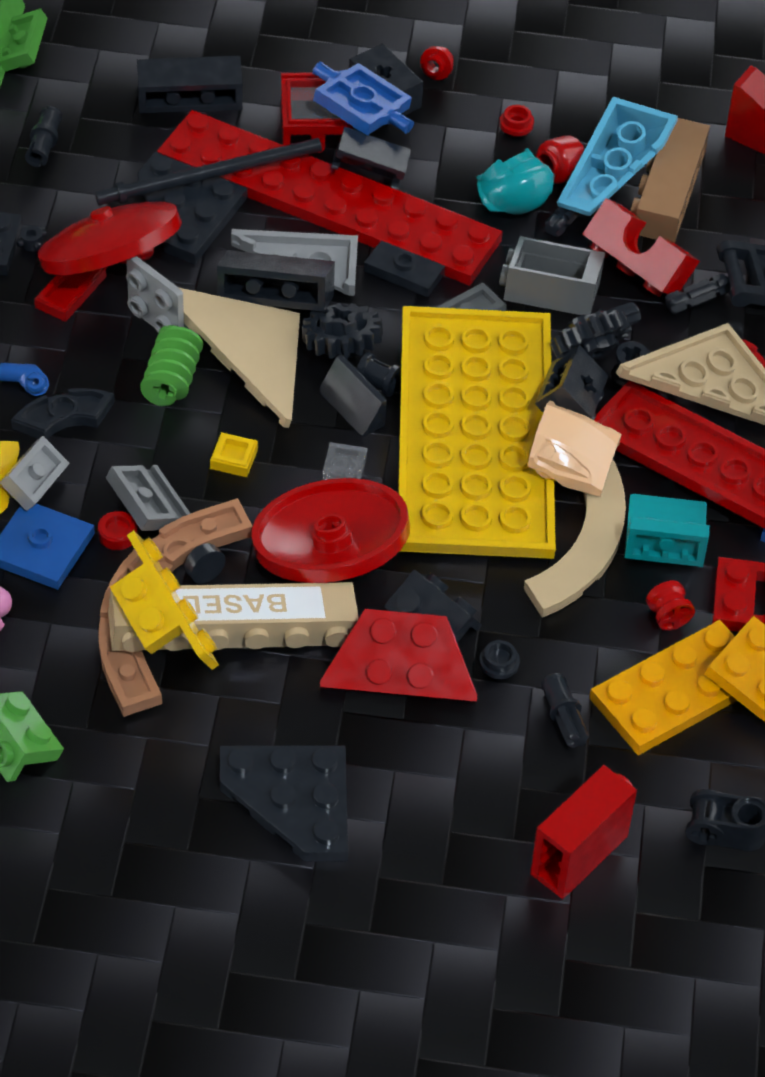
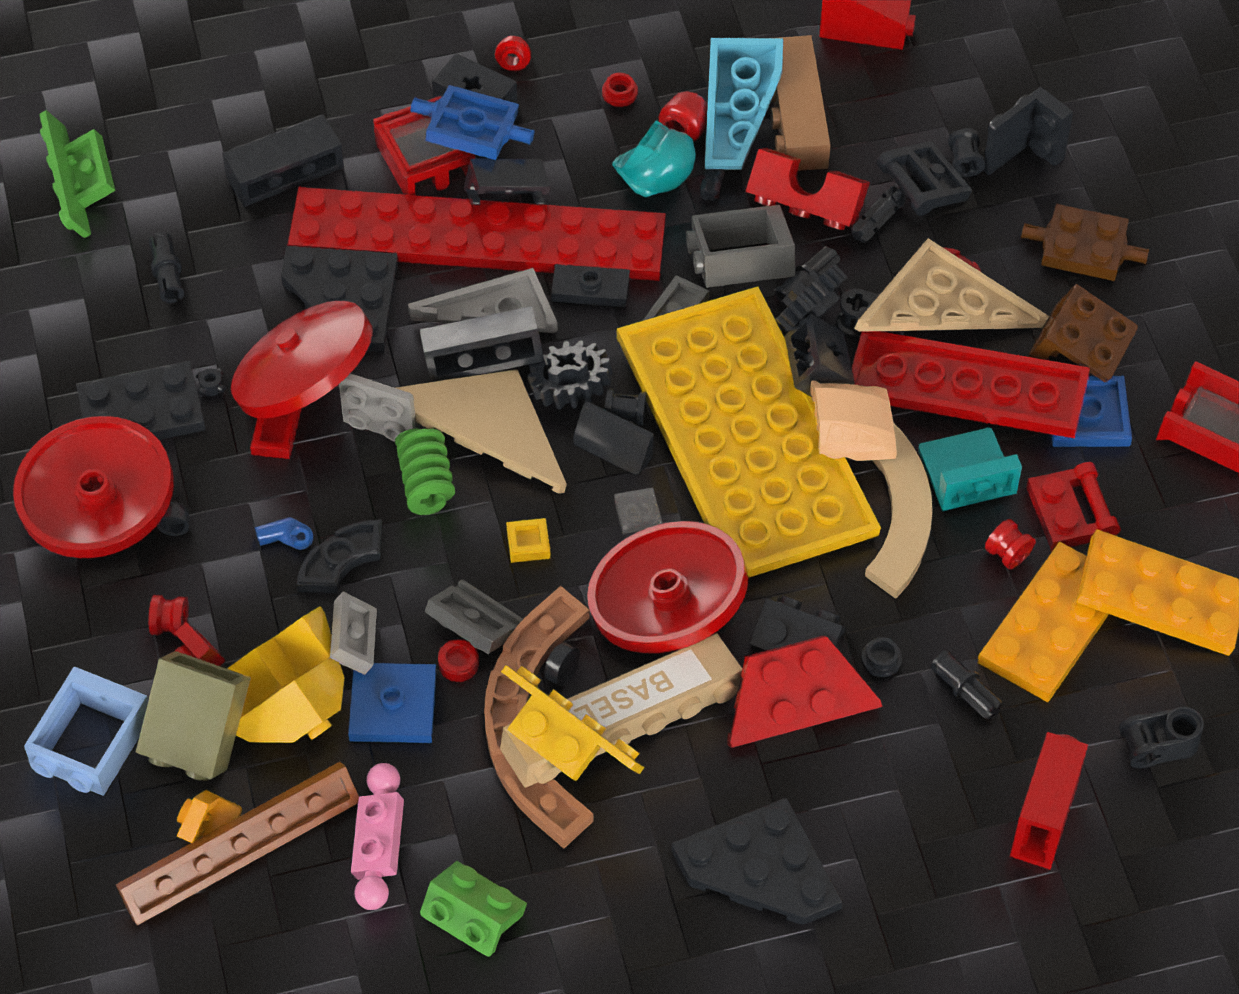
camera: 20 degrees left, 5 degrees up
(122, 191) = (282, 302): black bar -> none

